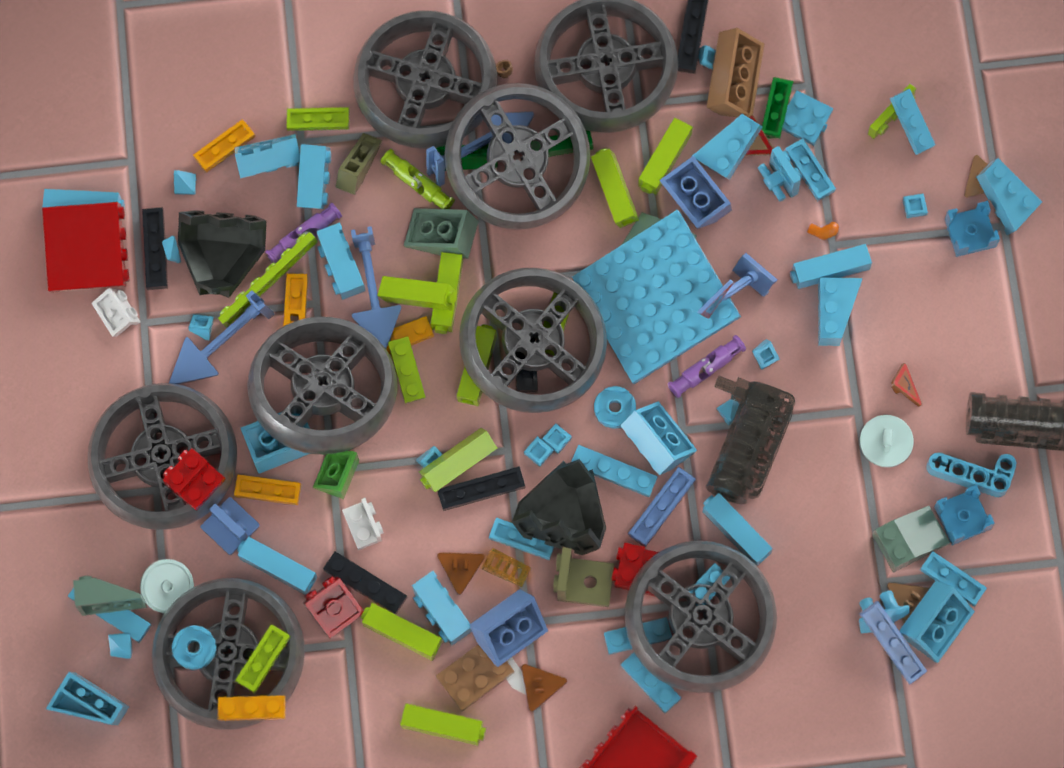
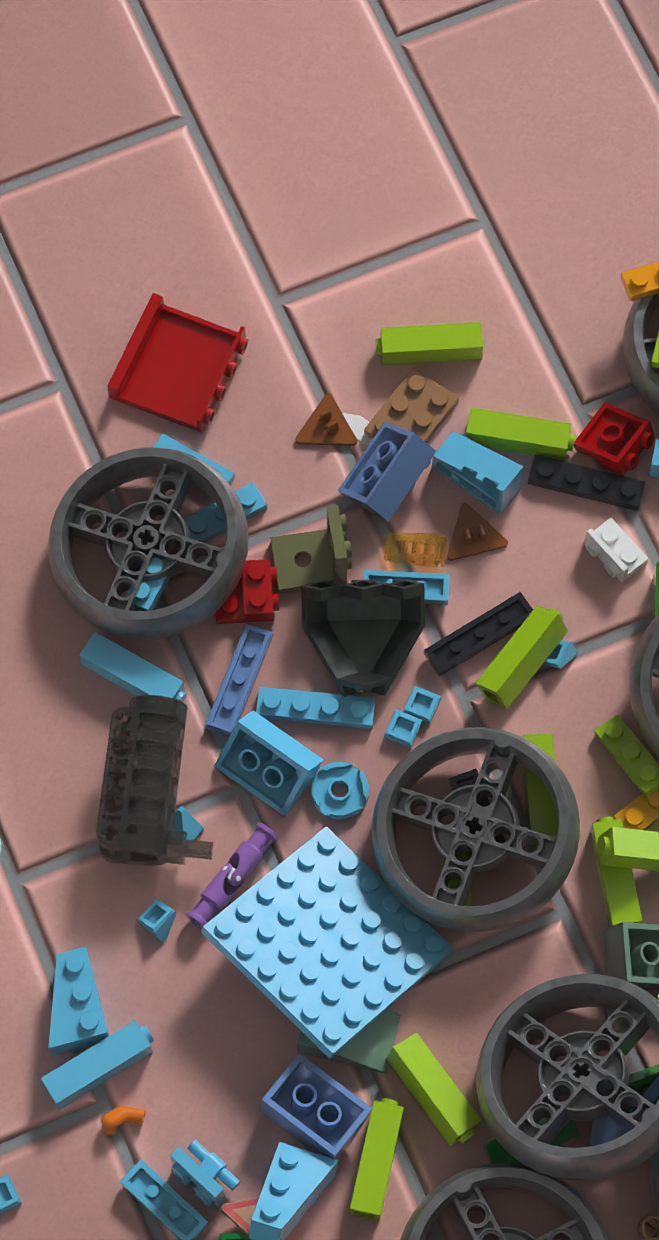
camera: 160 degrees right, 5 degrees down
(751, 274) = (201, 1018): medium blue piece -> none

